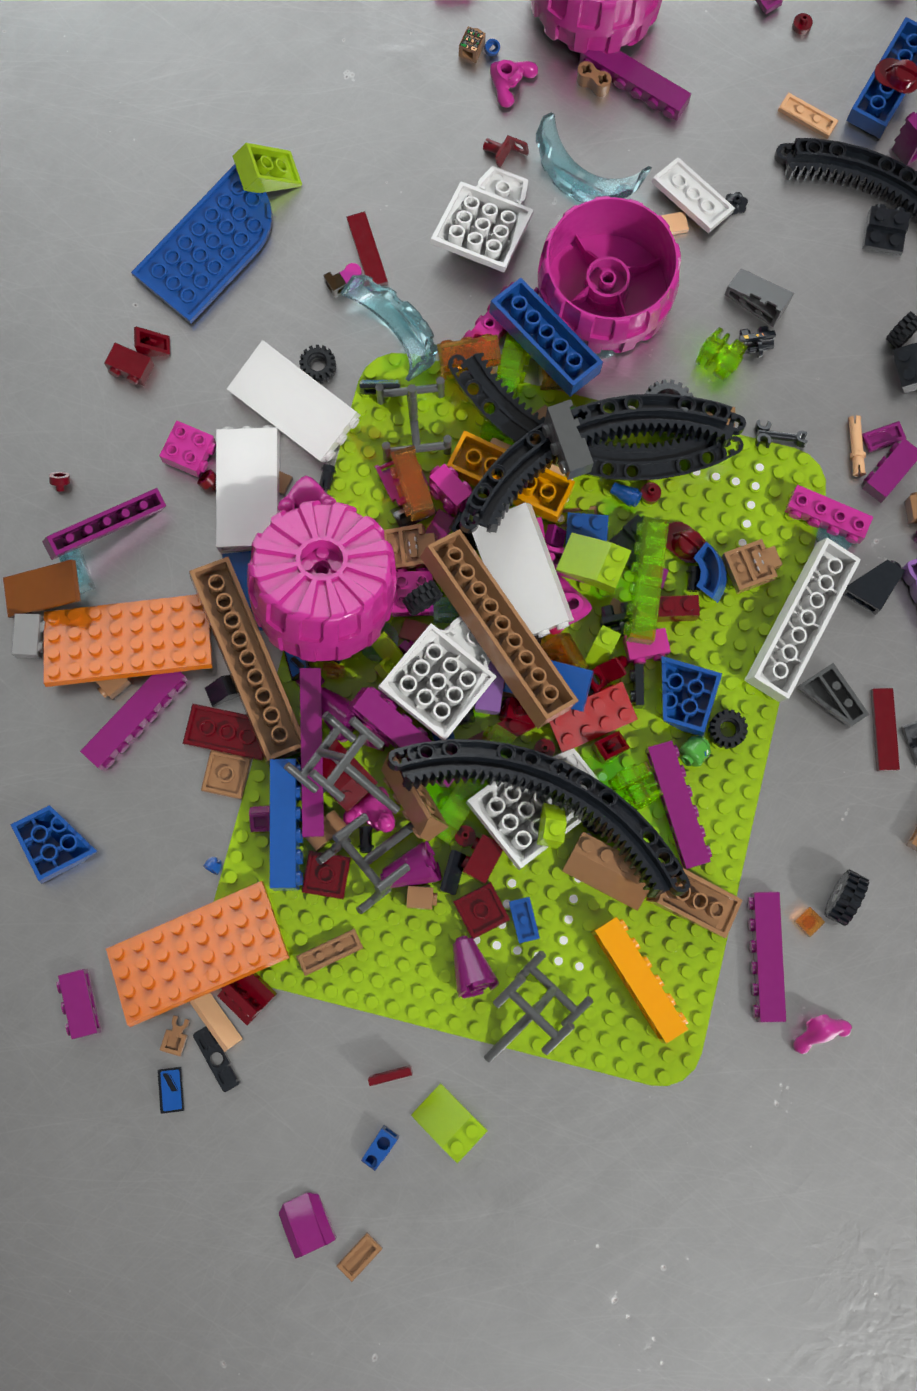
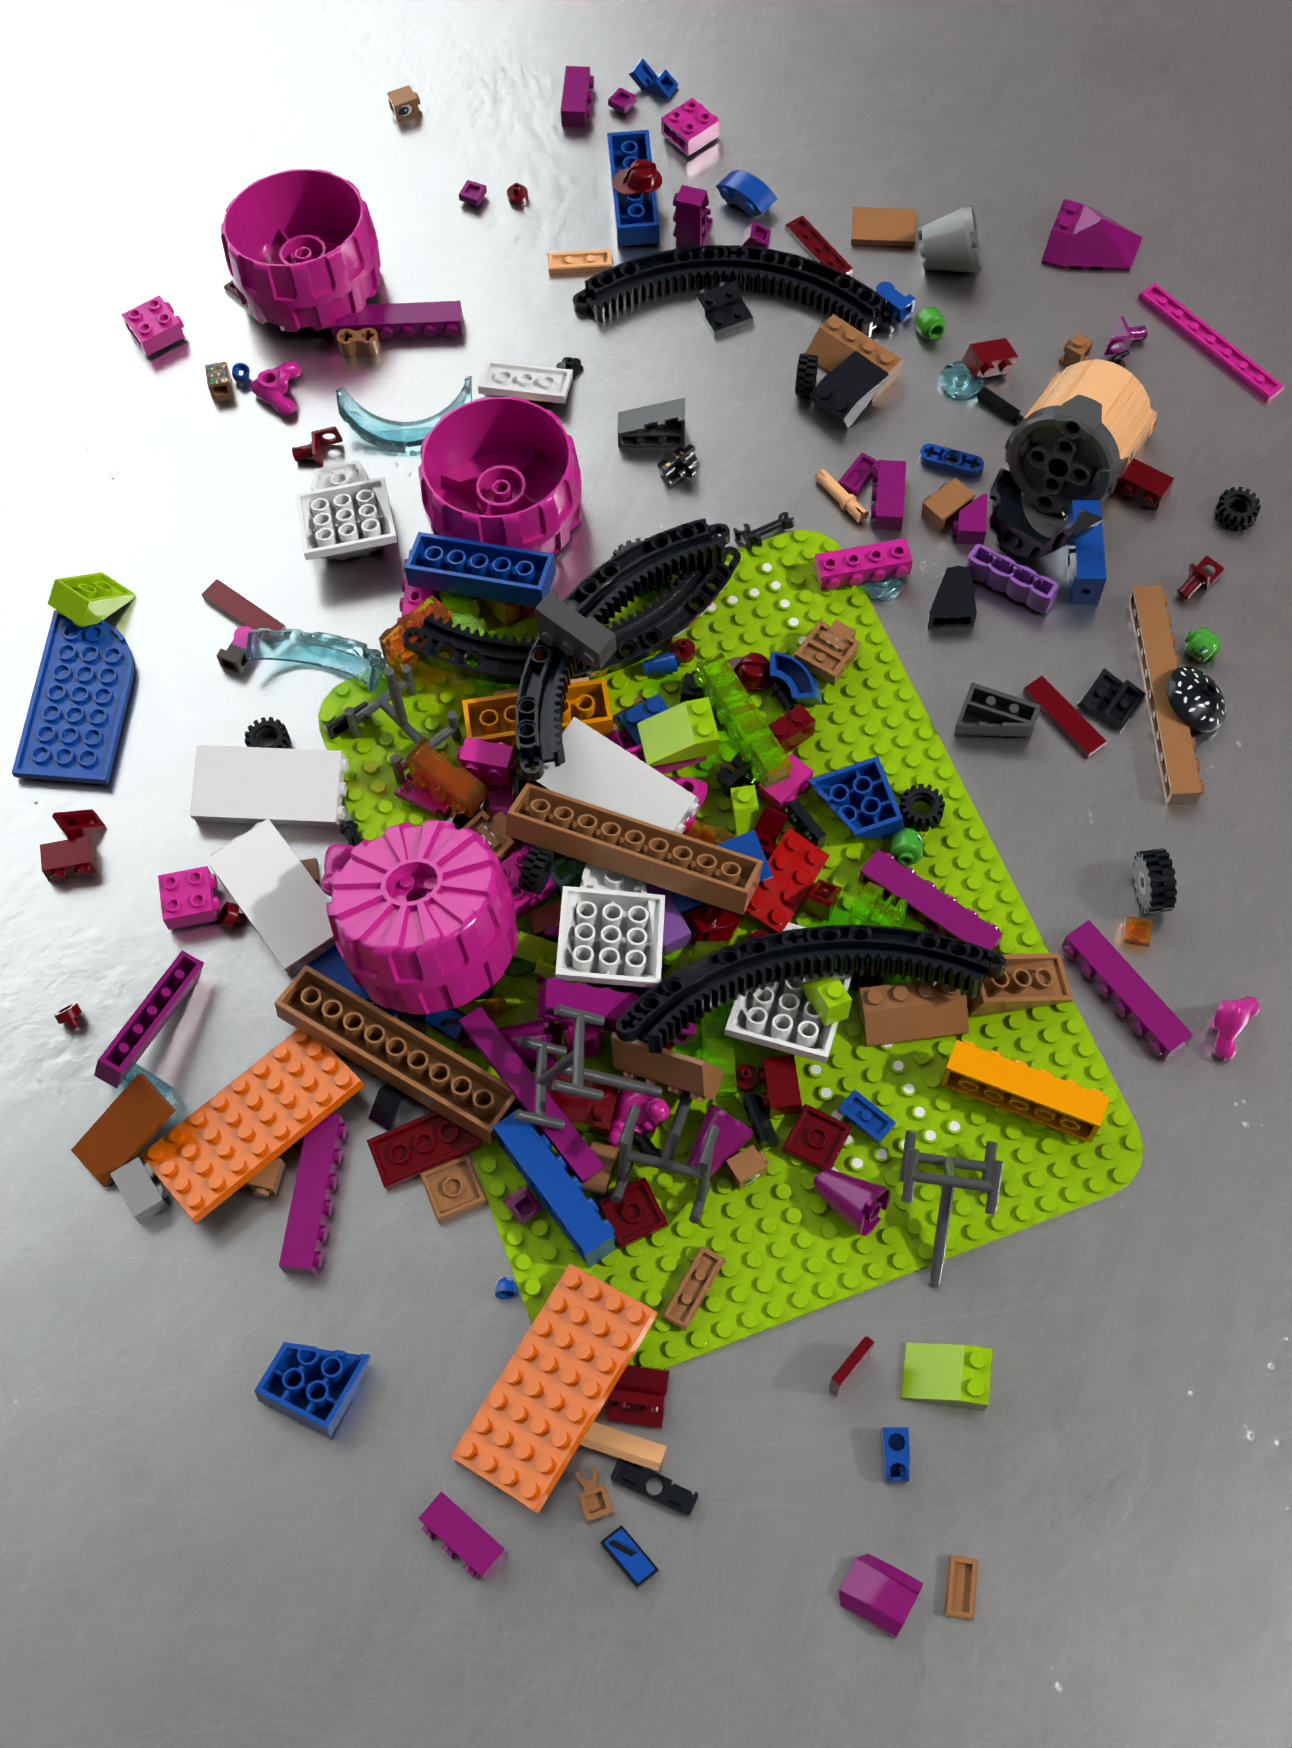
camera: 30 degrees left, 15 degrees down
(723, 355) = (657, 491): clear neon green wheel -> none
(802, 620) = (913, 667): white brick -> none

